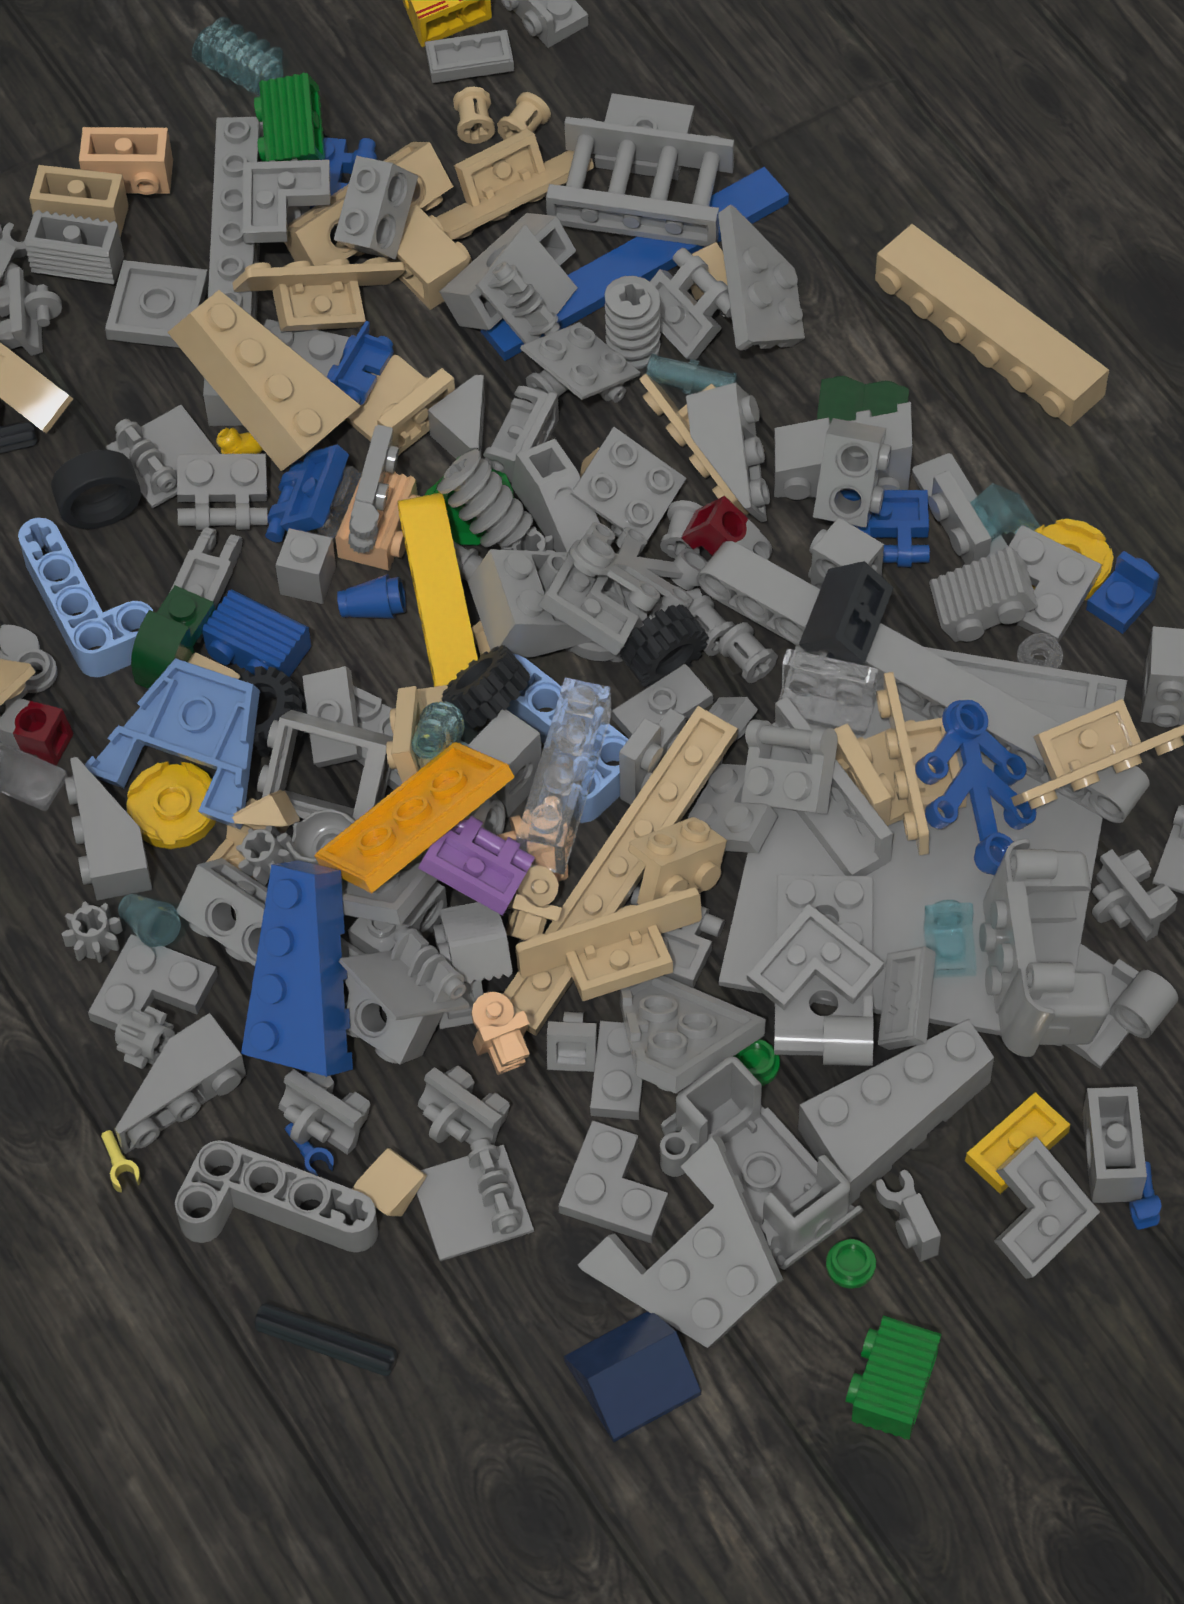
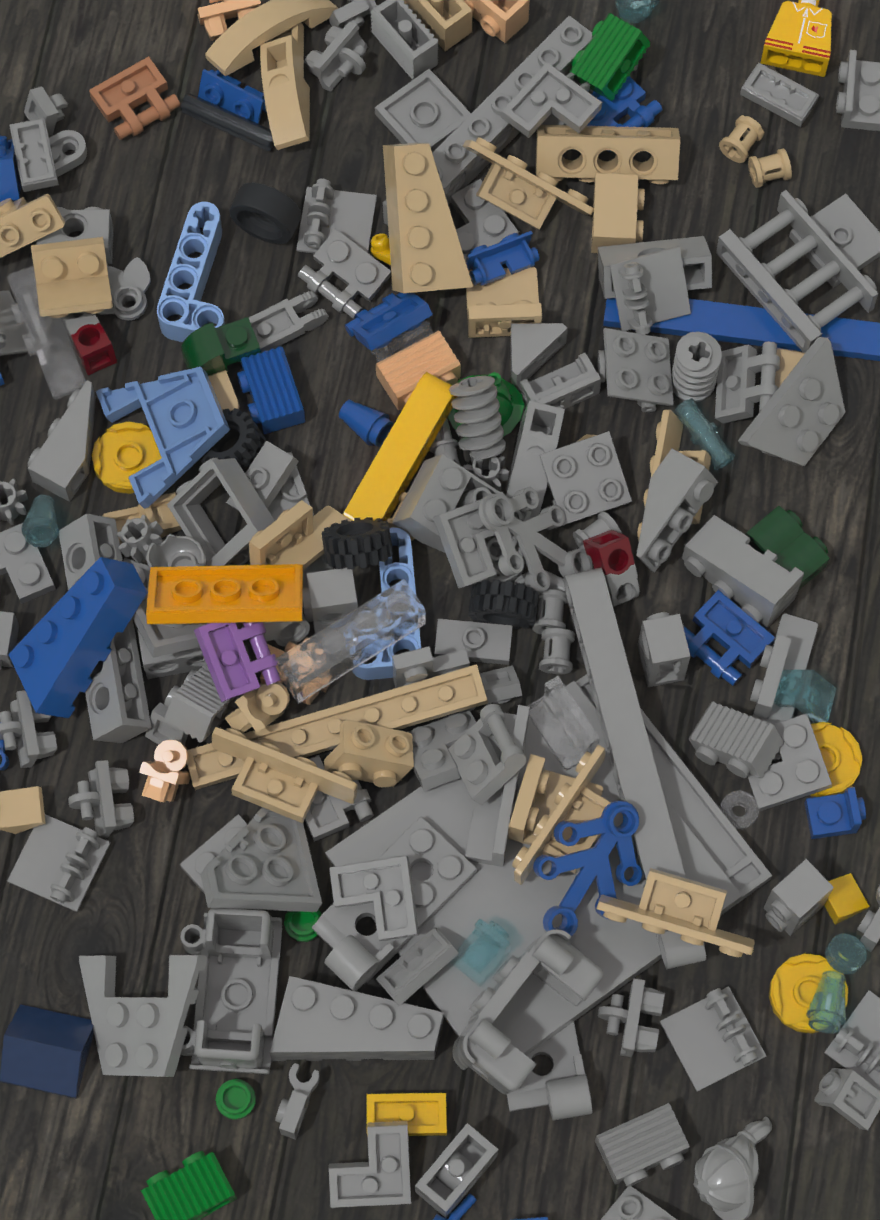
camera: 40 degrees right, 10 degrees up
(269, 811) = (162, 515): tan slope -> none
(306, 566) = (344, 367): light grey brick -> none
(371, 490) = (419, 350): light grey hinge -> none
(375, 207) = (599, 159): light grey brick -> none
(410, 978) = (131, 693): light grey hinge -> none
(437, 729) = (297, 547): clear light blue cone -> none
(502, 181) = (711, 201): tan bracket -> none
(571, 1044) = (206, 813): light grey tile -> none
(603, 1195) = (137, 920): light grey plate -> none
(843, 471) = (721, 588): light grey brick -> none
(847, 613) = (620, 684): black hinge -> none

